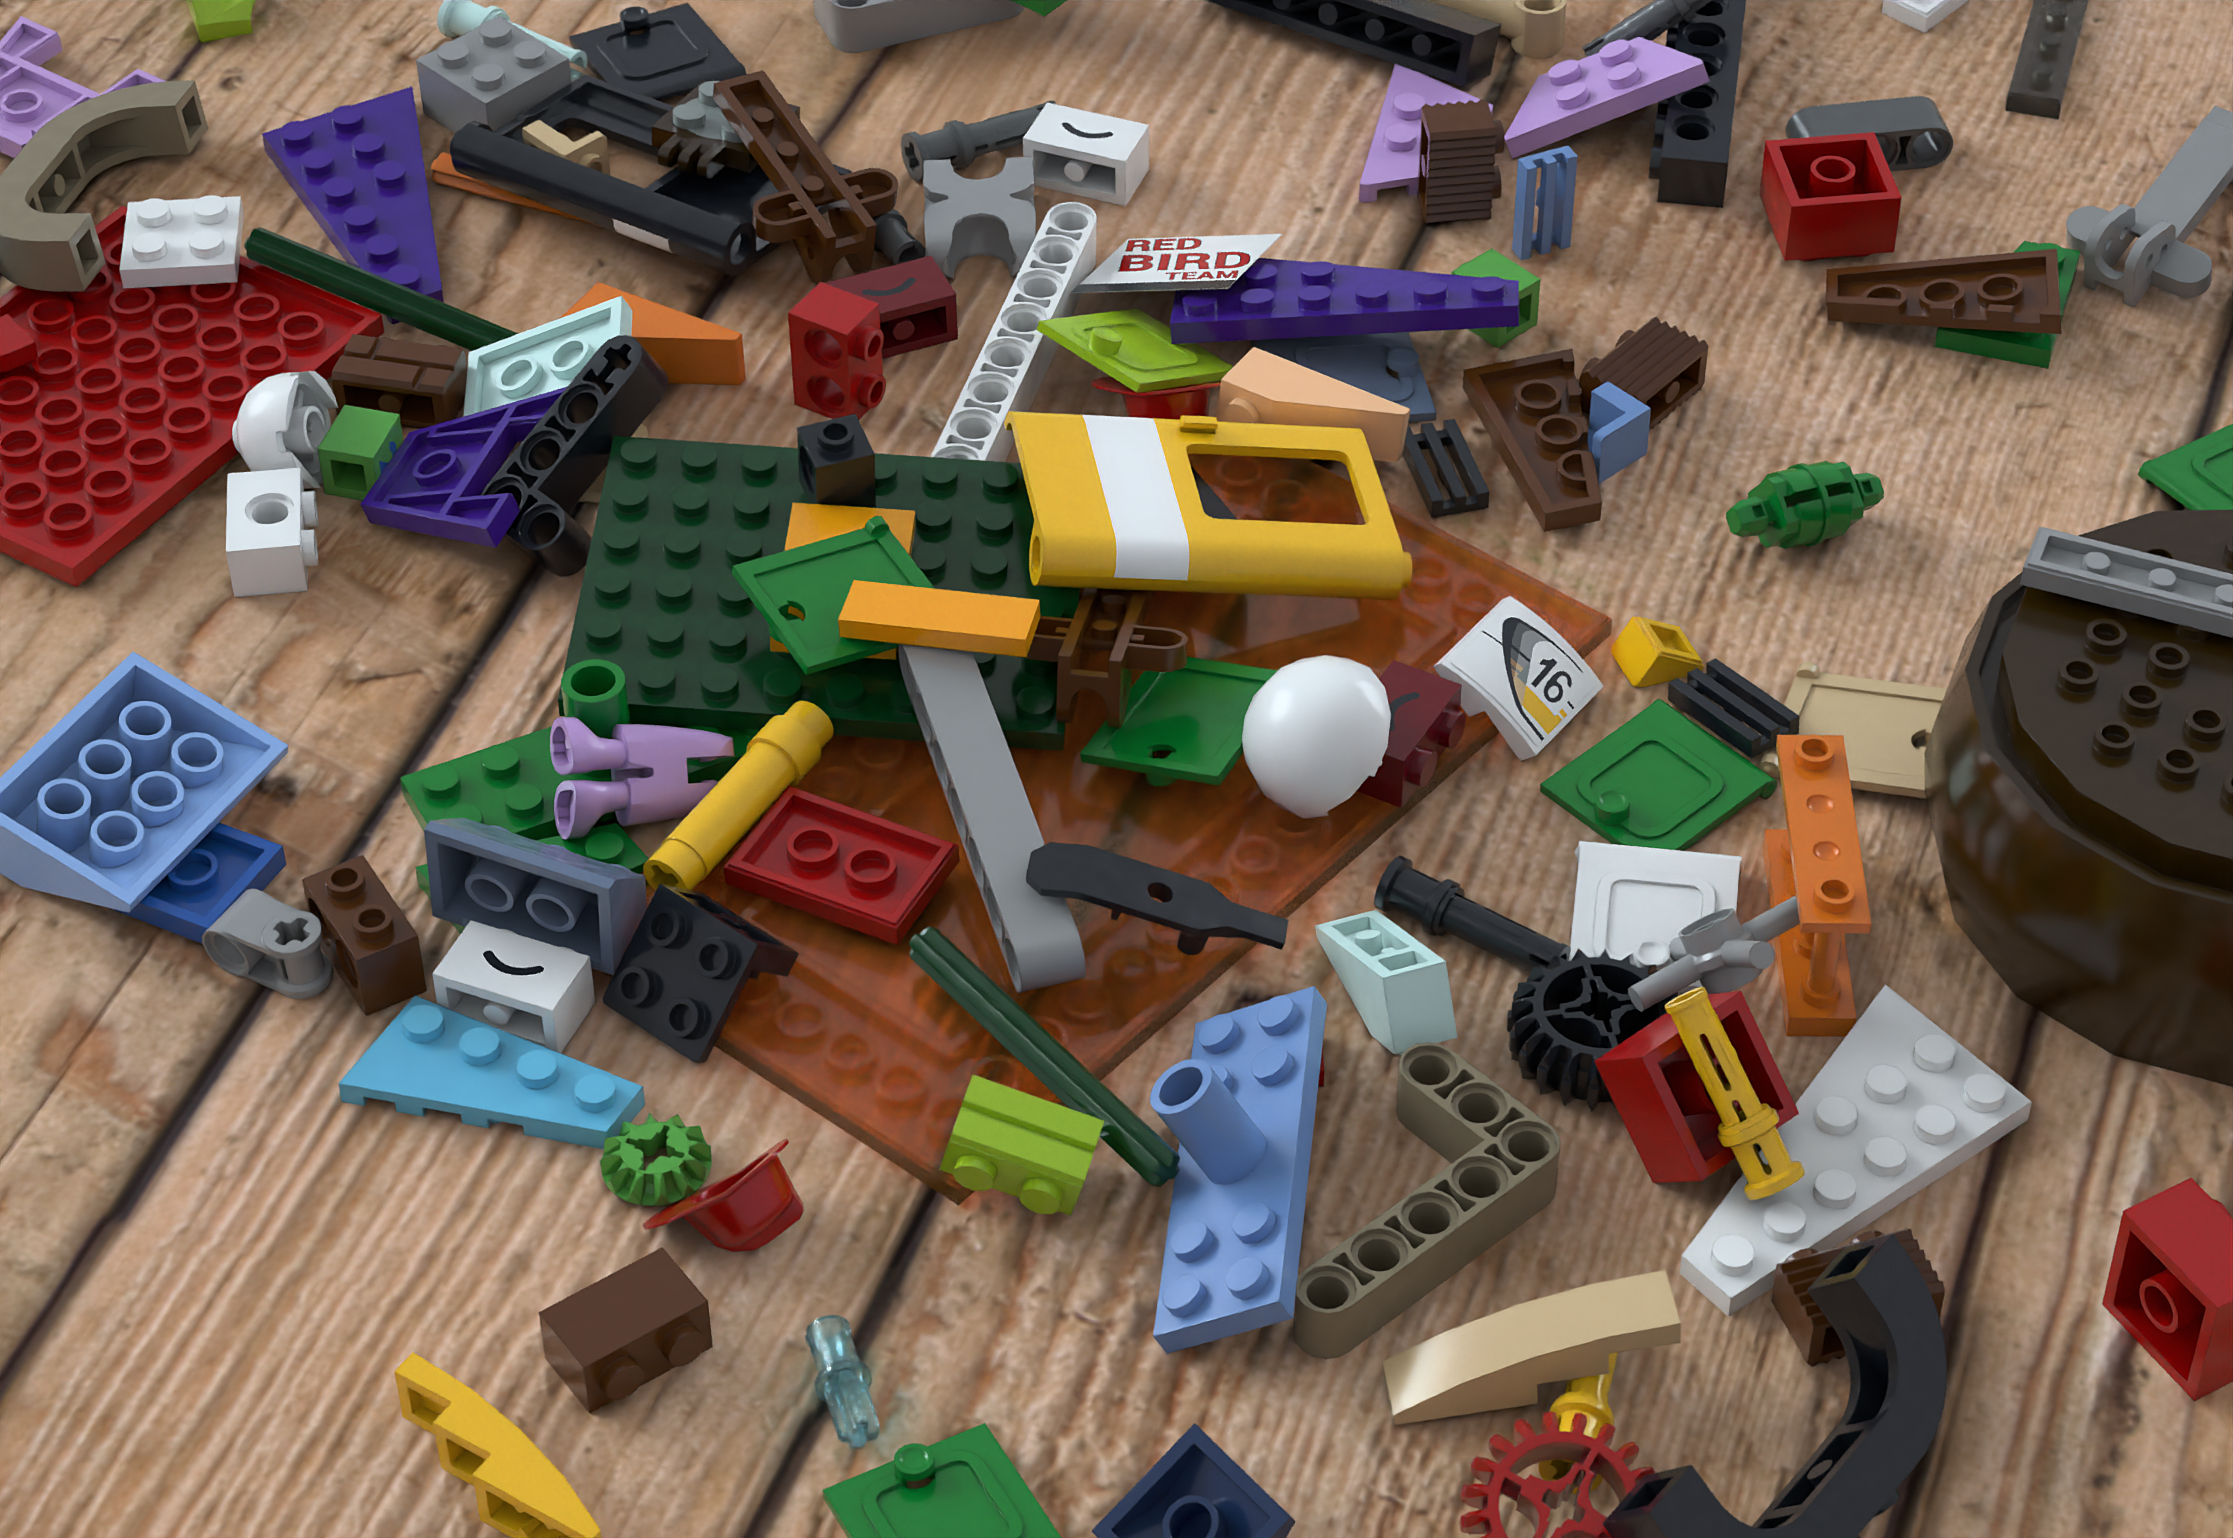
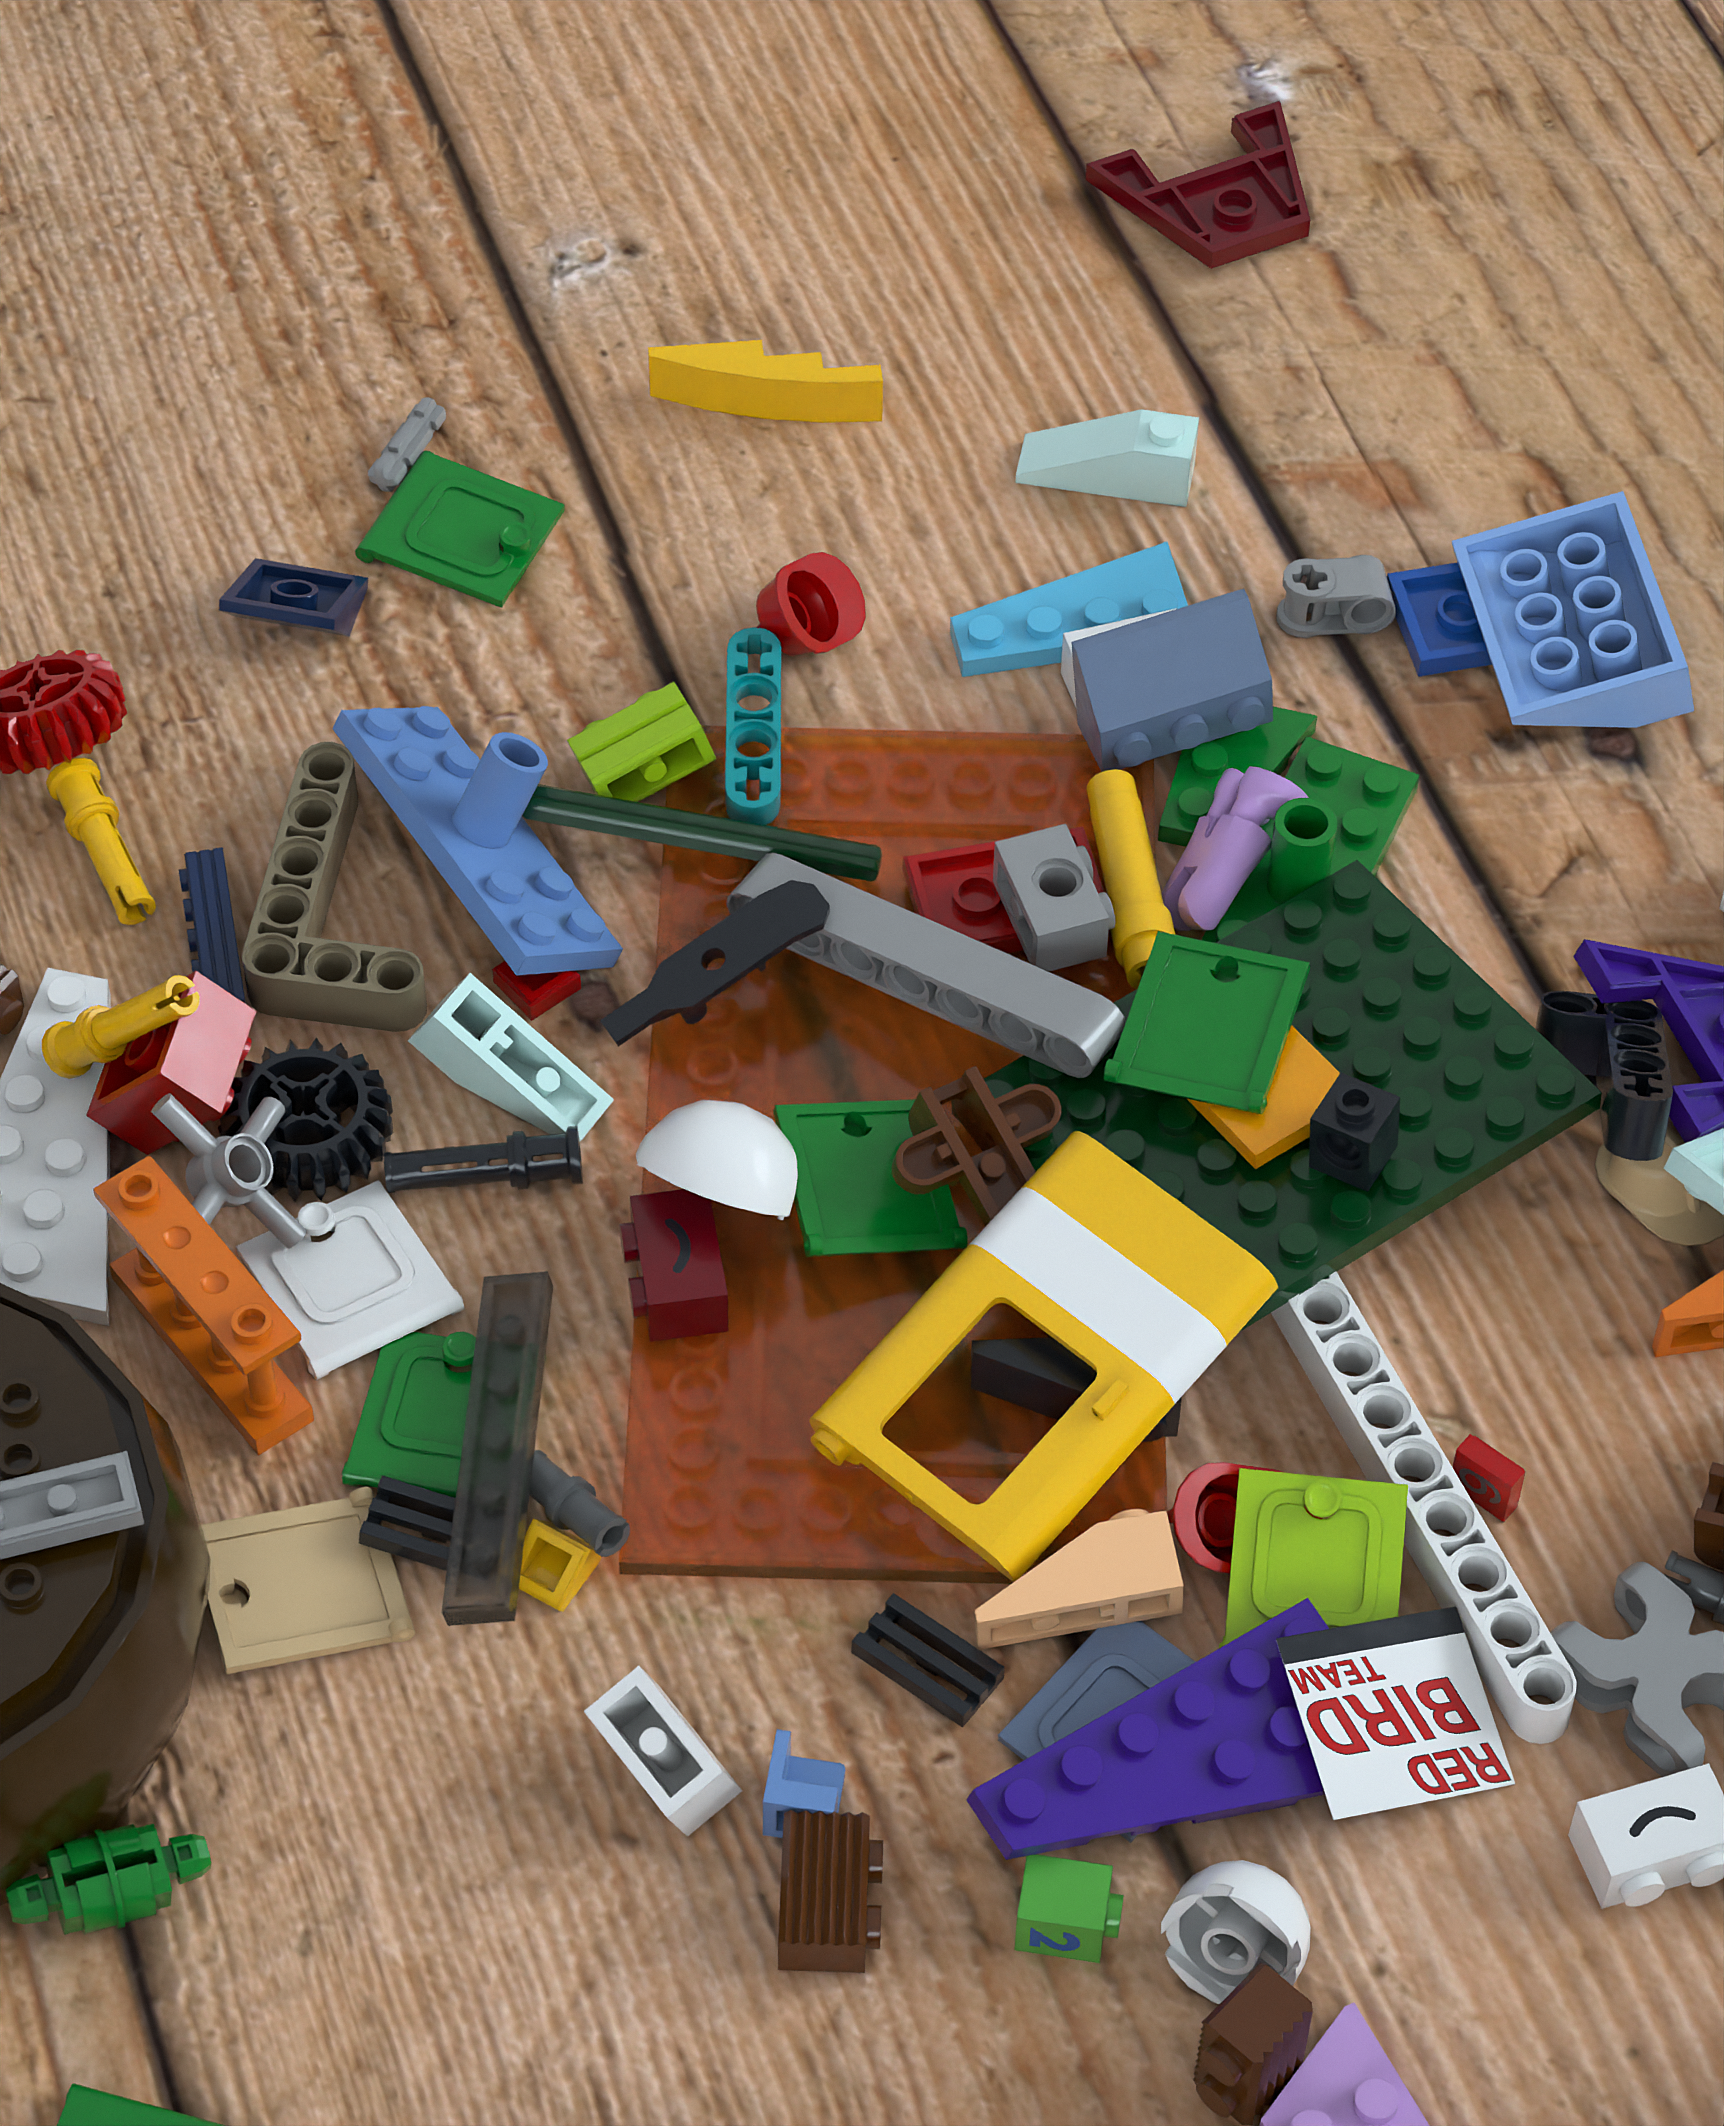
camera: 140 degrees right, 10 degrees up
(282, 1184) = (1120, 456): none -> light aqua slope
(365, 935) = (1295, 630): reddish brown brick -> none
(626, 1330) = (781, 499): reddish brown brick -> none
(668, 1177) = (887, 644): bright green gear -> none
(691, 969) = (1016, 756): black bracket -> none
(834, 788) = (1052, 898): none -> light grey brick
(836, 353) = (1555, 1352): red brick -> none
(842, 1380) = (615, 562): clear light blue axle -> none
(889, 1113) = (754, 726): none -> teal beam
(913, 302) = (1599, 1485): dark red brick -> none
(939, 618) = (1096, 1023): light orange tile -> none
(956, 348) = (1489, 1477): none -> red tile
(1396, 223) = (1232, 1922): none -> white cylinder
(1519, 676) = (636, 1409): white slope -> none
(1541, 434) = (871, 1750): reddish brown wing -> none
(1544, 1340) = (151, 818): tan slope -> none
(1553, 201) = (1111, 2044): medium blue tile -> none
(1554, 1233) = (213, 919): none -> dark blue piece
(1619, 657) = (574, 1506): none -> dark grey pin
(1641, 709) = (498, 1450): none -> clear smoke tile
(1690, 476) = (662, 1751): none -> white brick
(1805, 504) = (531, 1799): green piece -> none

